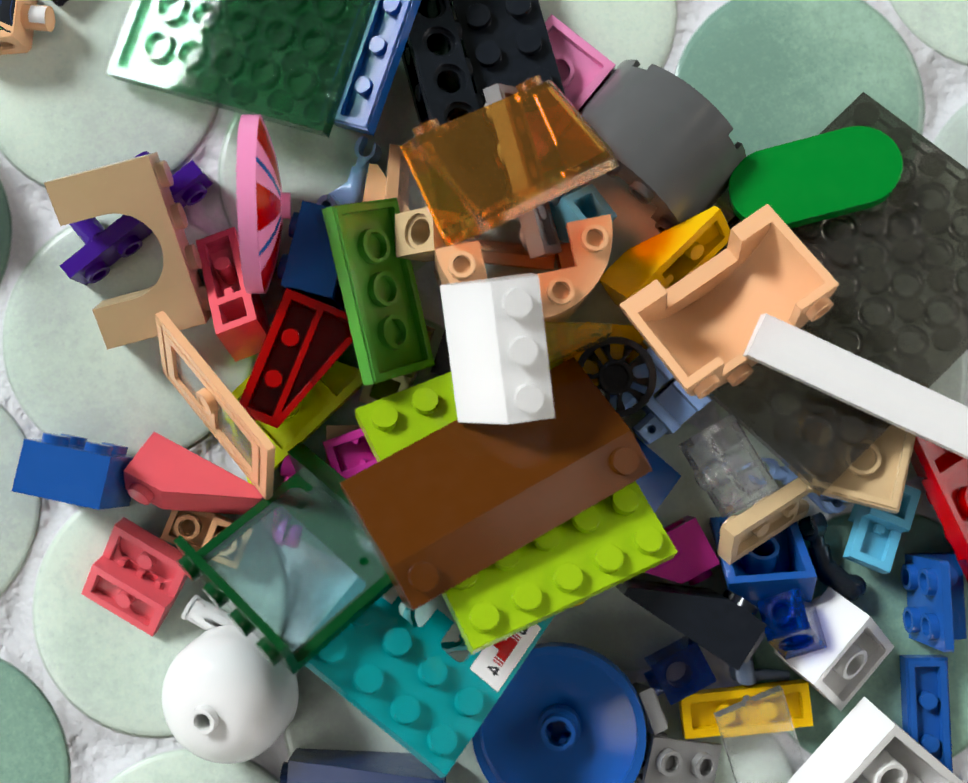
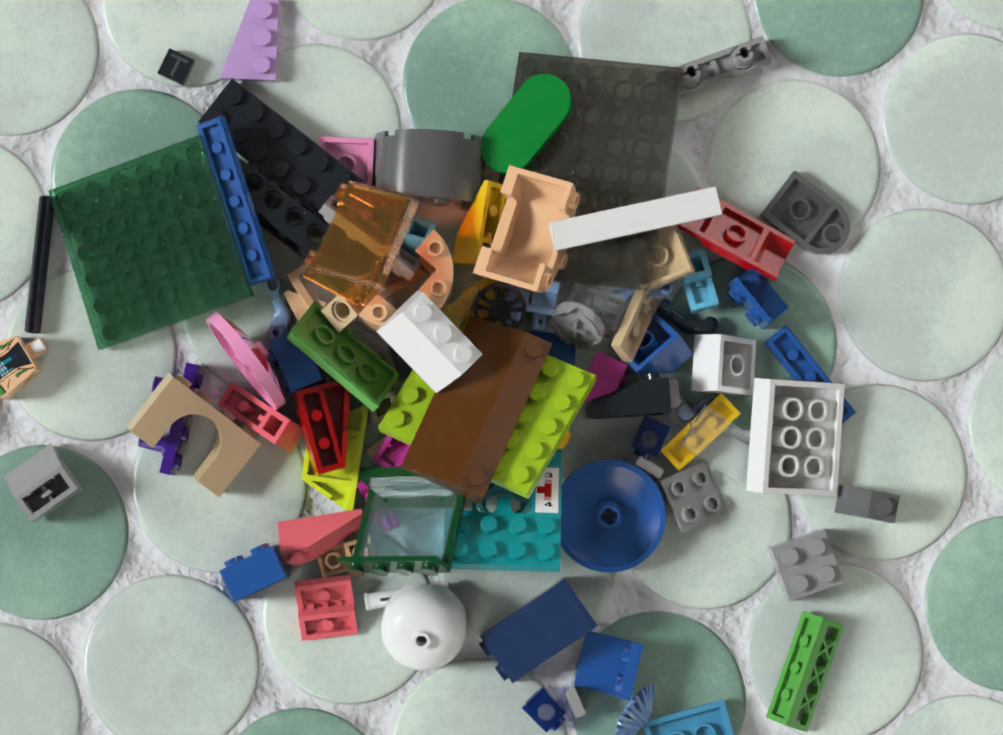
camera: 45 degrees left, 0 degrees up
(216, 406) = (304, 481): light nougat door -> none
(696, 468) = (577, 325): none -> light grey tile
(792, 624) = (685, 368): clear blue brick -> none

